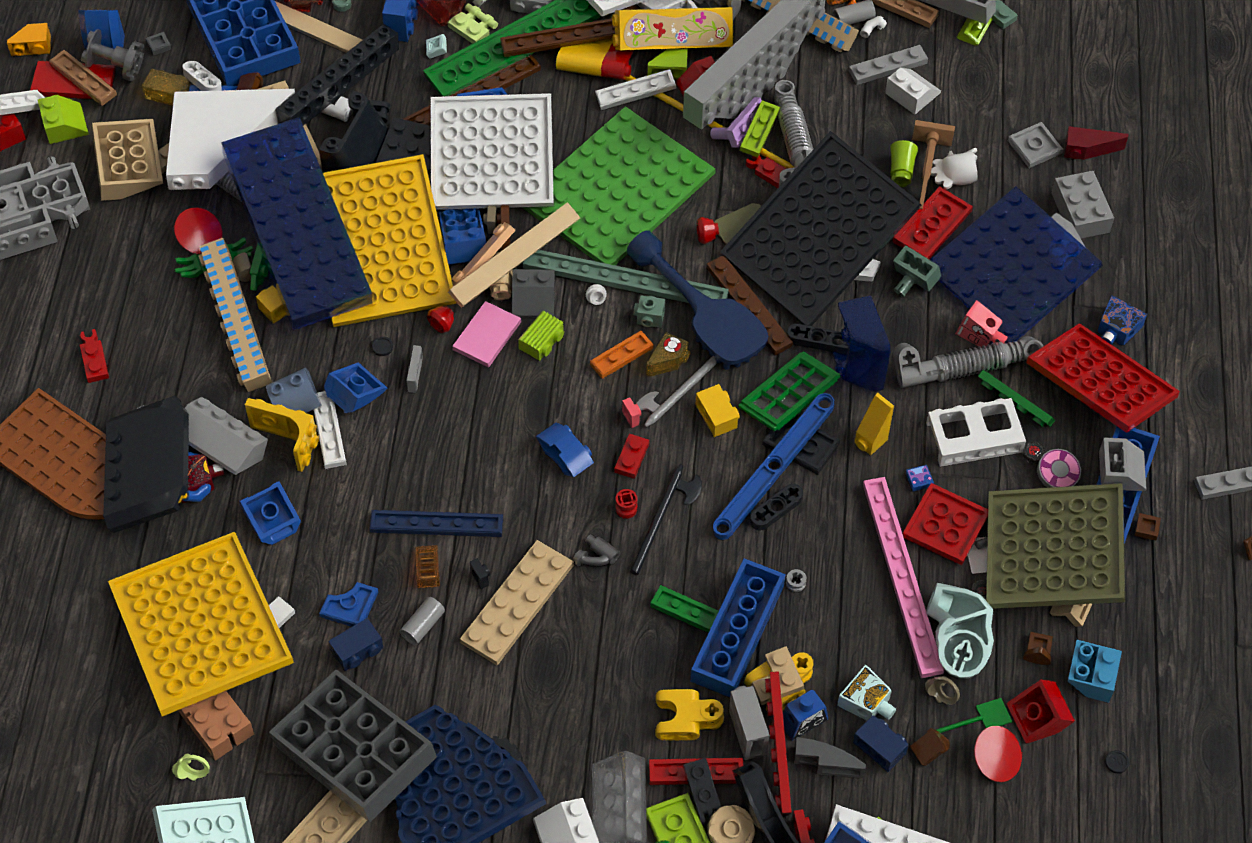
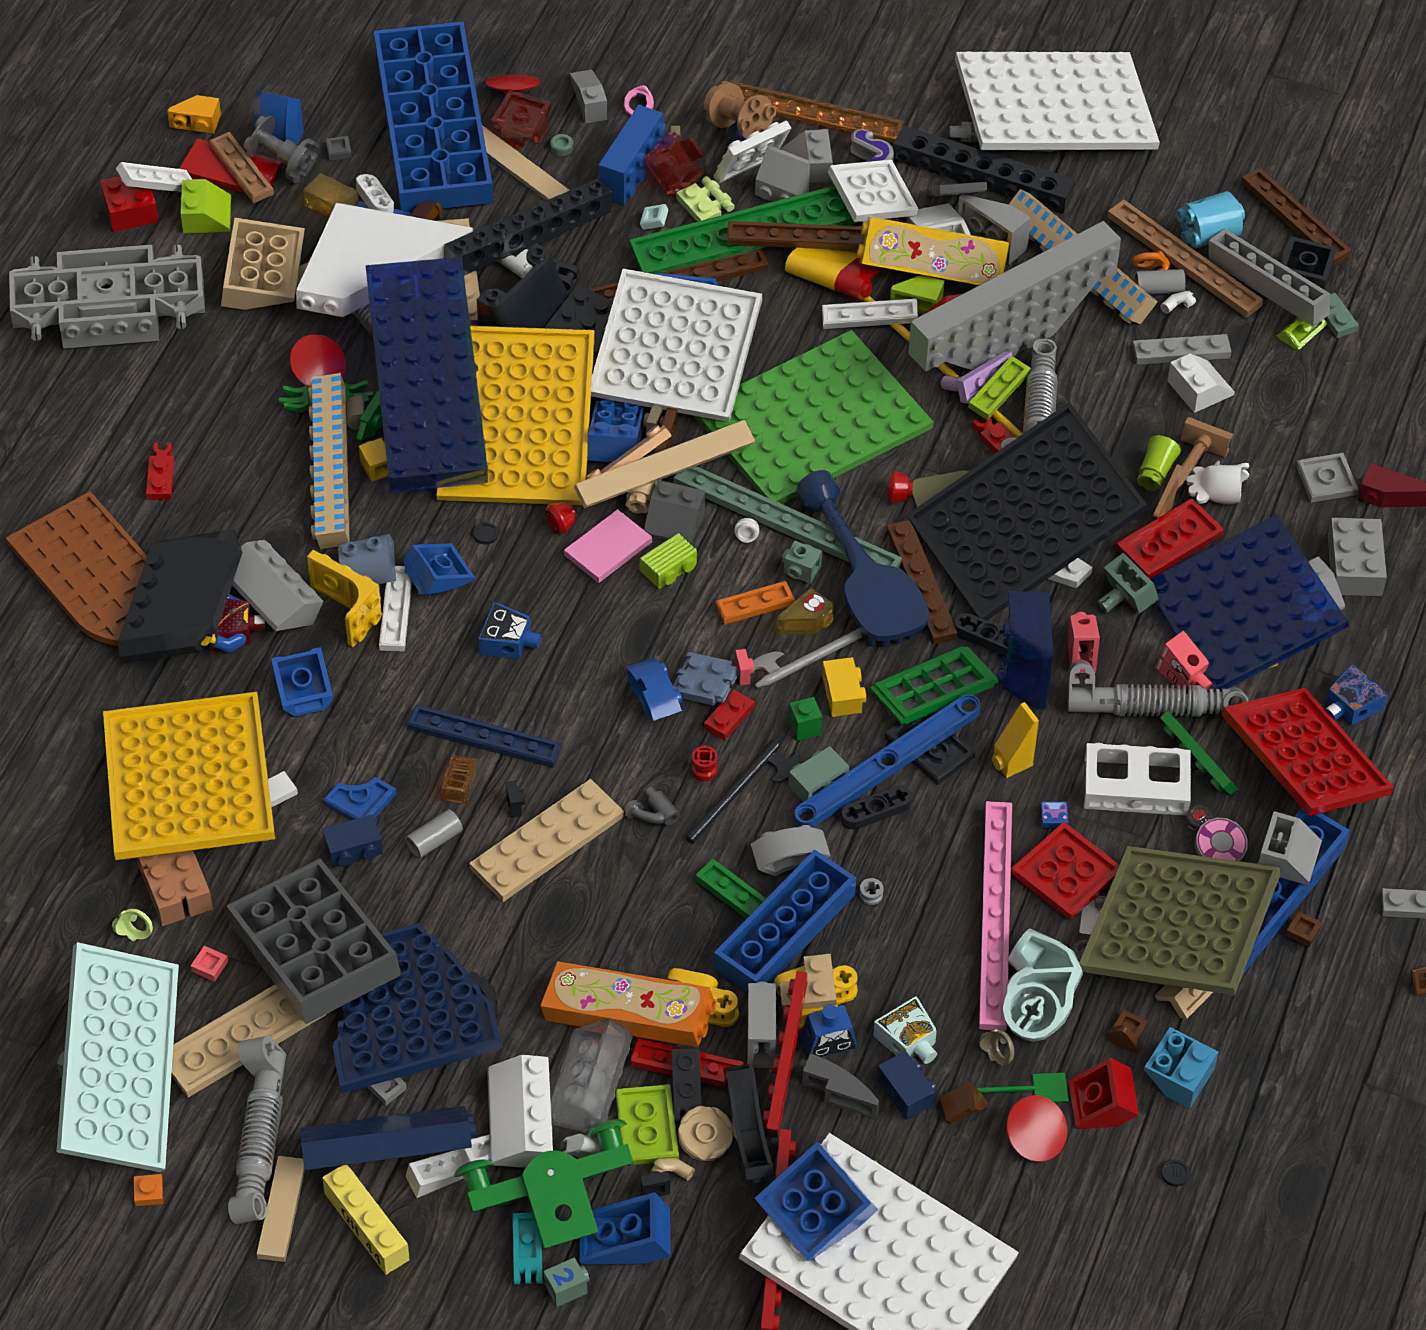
camera: 15 degrees right, 5 degrees down
(267, 785) = (209, 963): none -> coral plate
(414, 369) = (512, 564): light grey tile -> none
(428, 429) = (507, 633): none -> torso
(603, 429) = (705, 678): none -> sand blue plate
(642, 730) = (638, 1003): none -> brick
(696, 445) = (805, 718): none -> green brick
(719, 561) = (787, 848): none -> light grey brick
(720, 490) = (816, 773): none -> sand green brick
(895, 319) = (1083, 631): none -> coral torso

